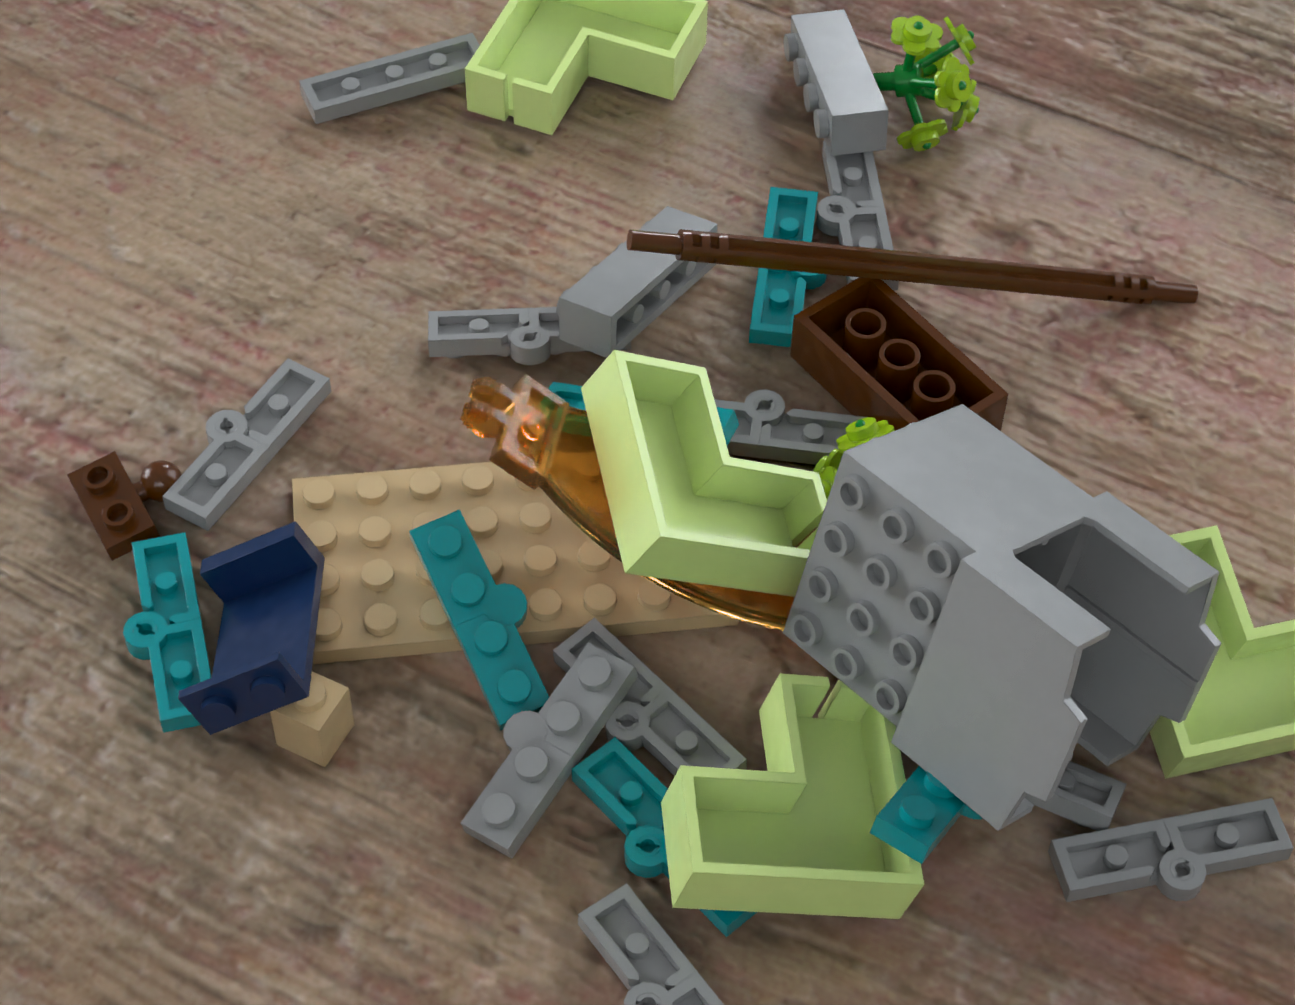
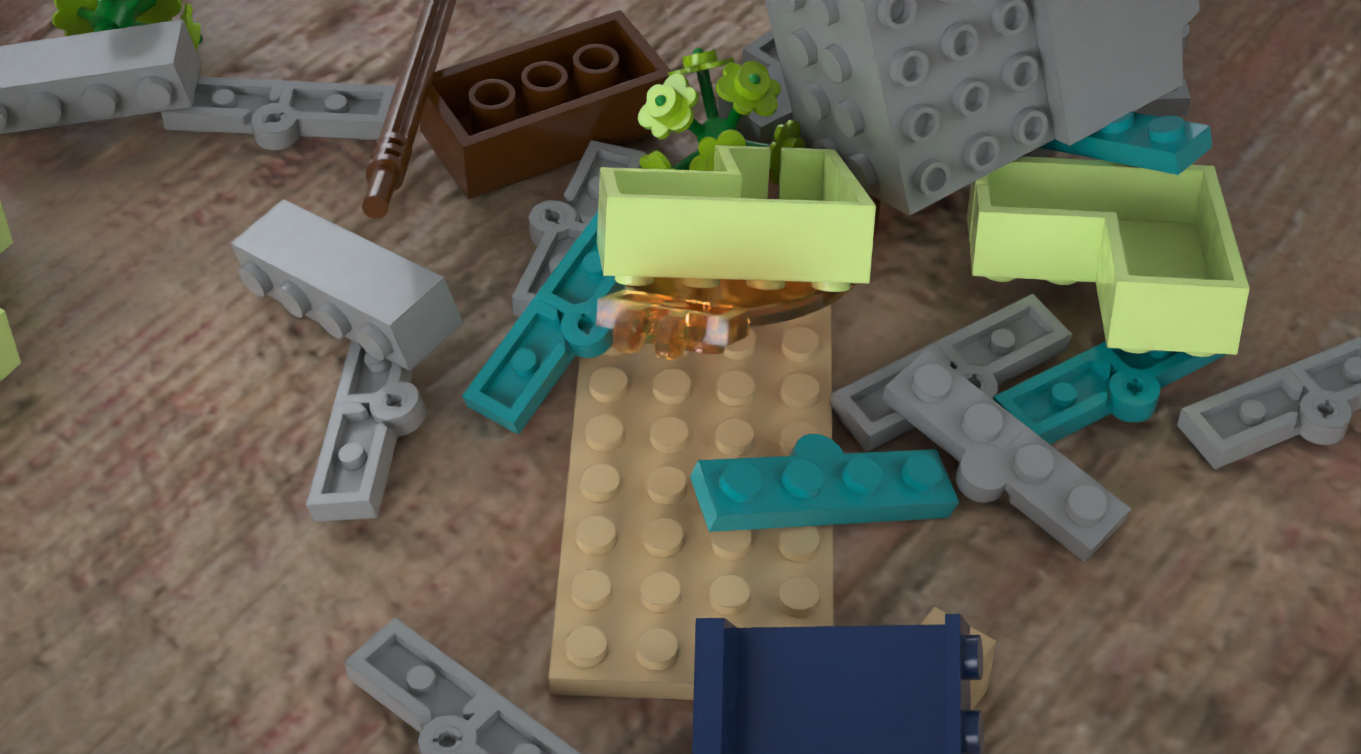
camera: 80 degrees left, 5 degrees down
(782, 292) = (332, 176): teal hinge -> none

